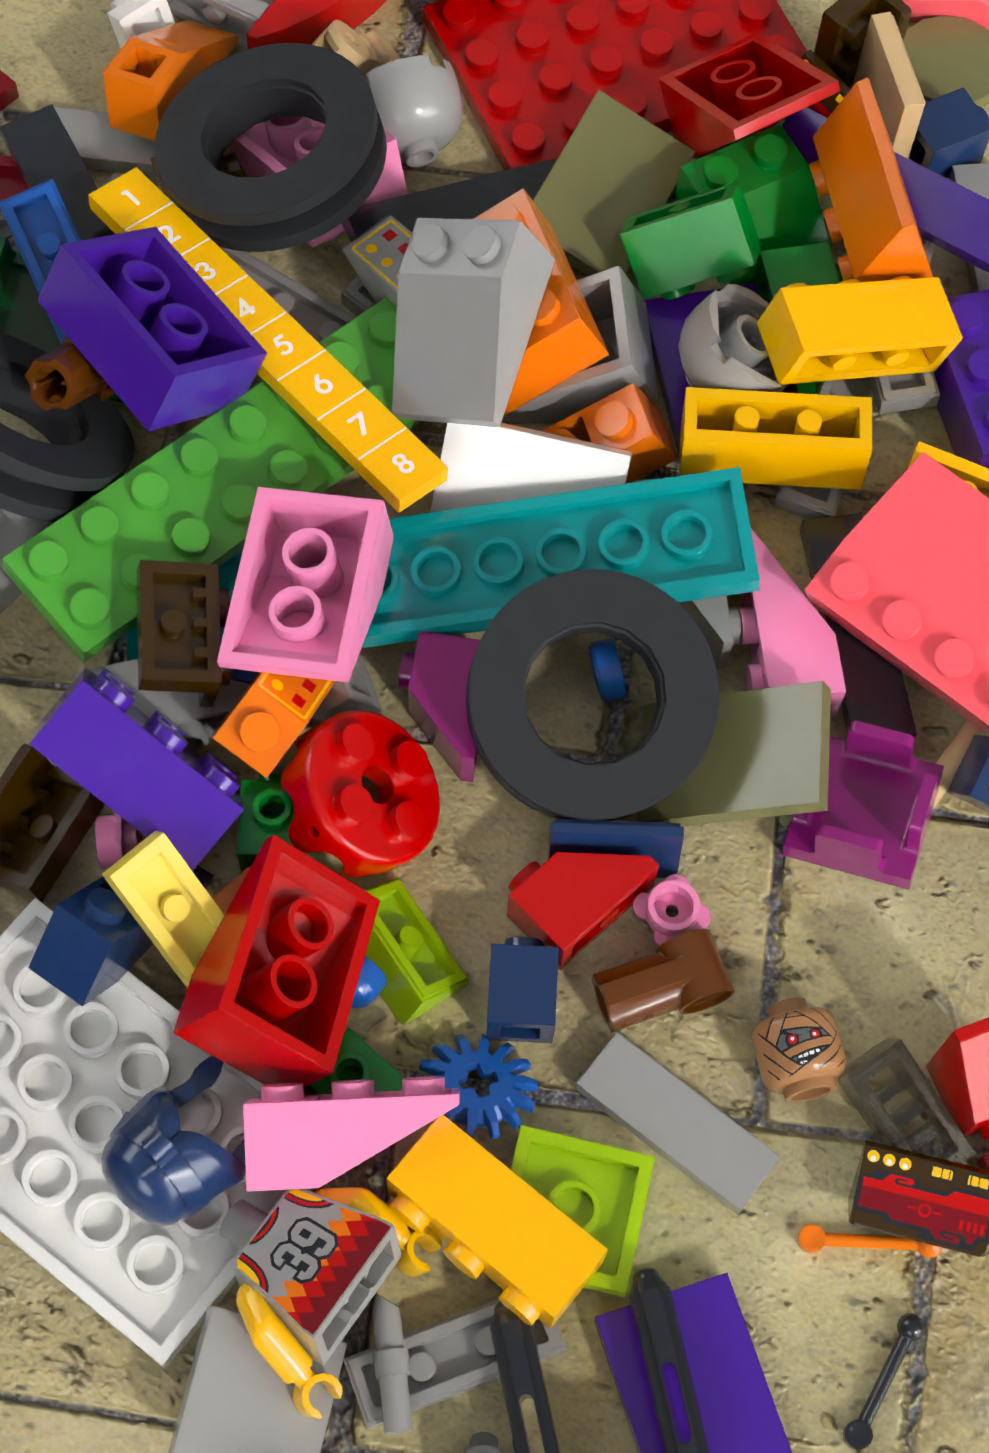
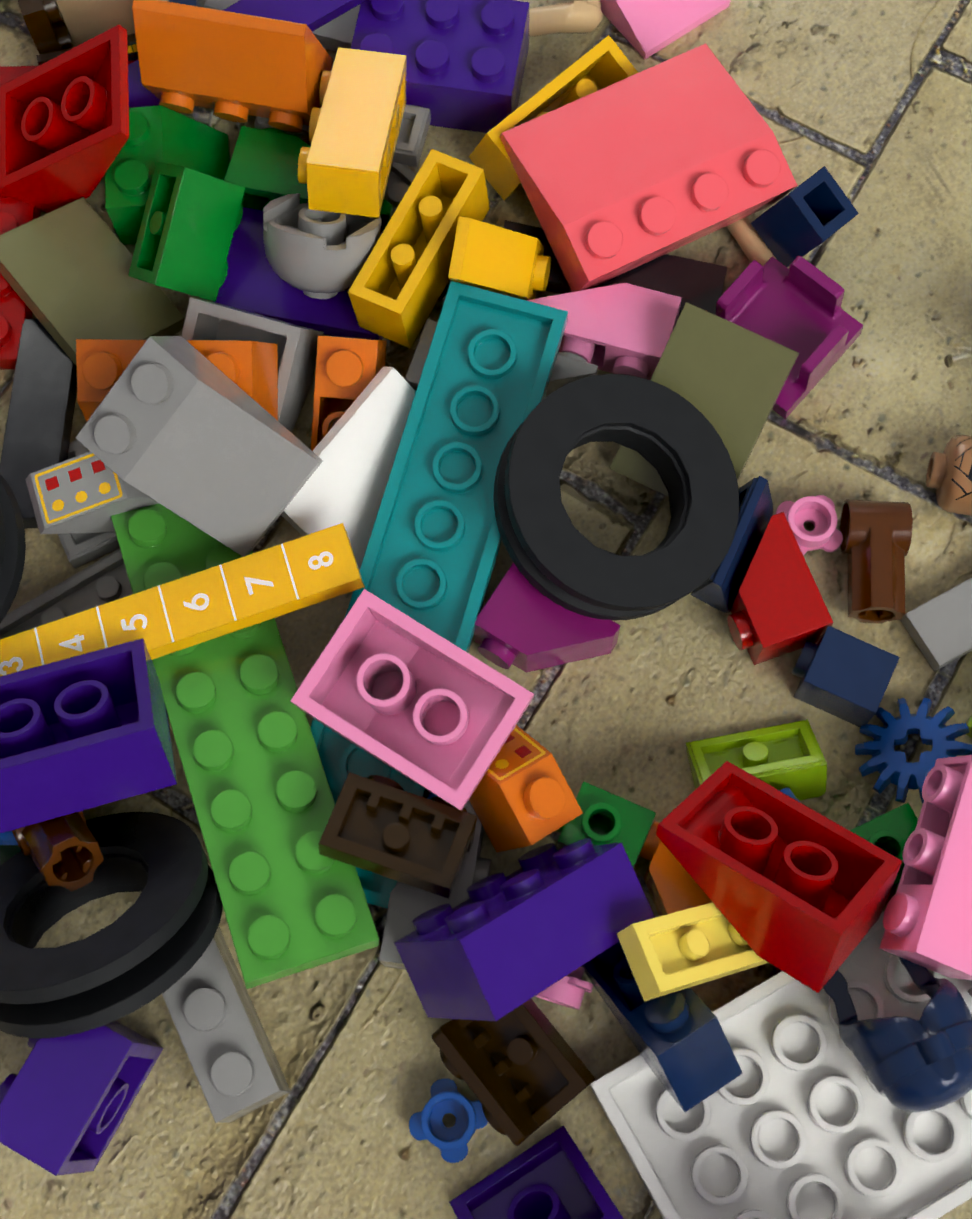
camera: 60 degrees left, 5 degrees up
(339, 814) = (611, 761): red plate -> none
(607, 670) = (578, 484): blue tile -> none
(790, 506) = (498, 260): none -> yellow slope

